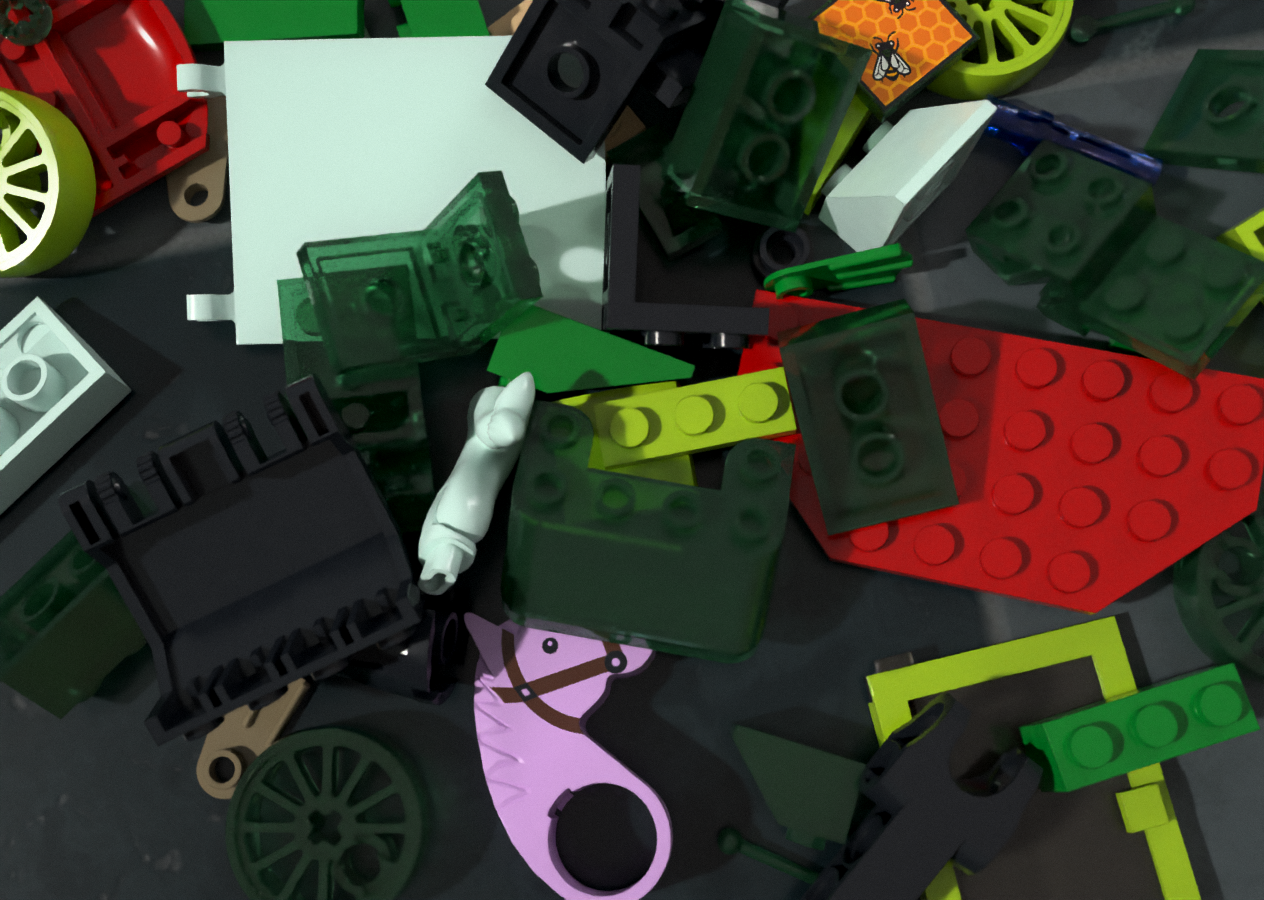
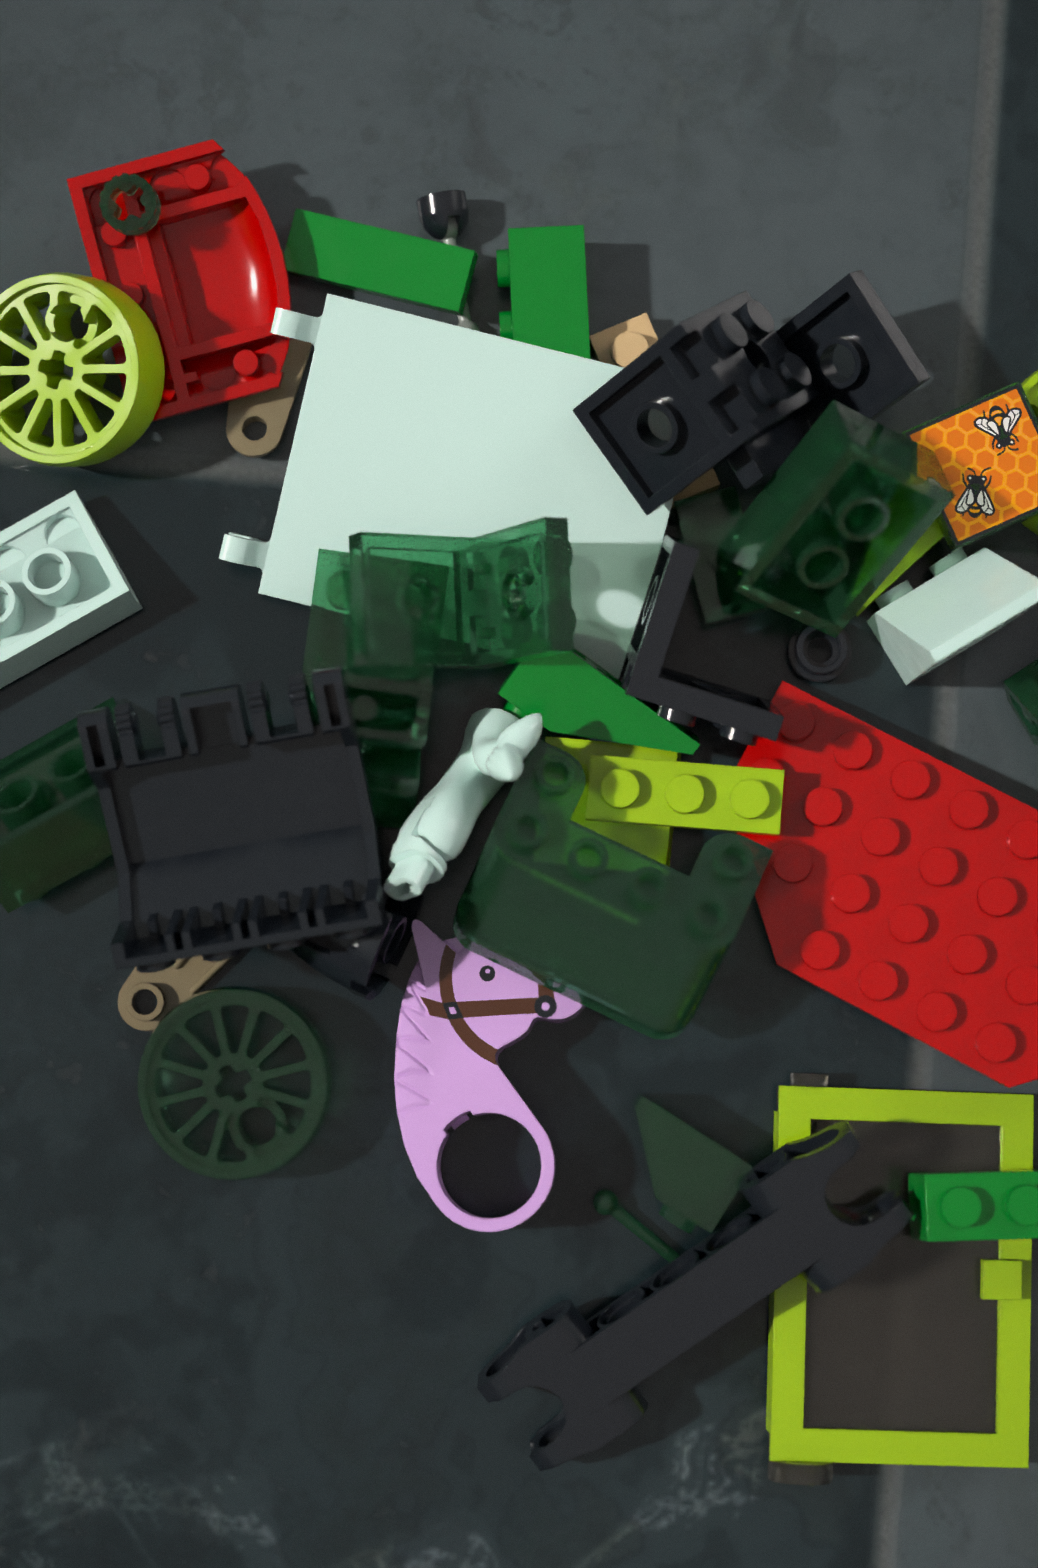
camera: 15 degrees right, 5 degrees up
(841, 272) = (870, 689): green piece -> none
(868, 416) = (848, 841): clear green slope -> none

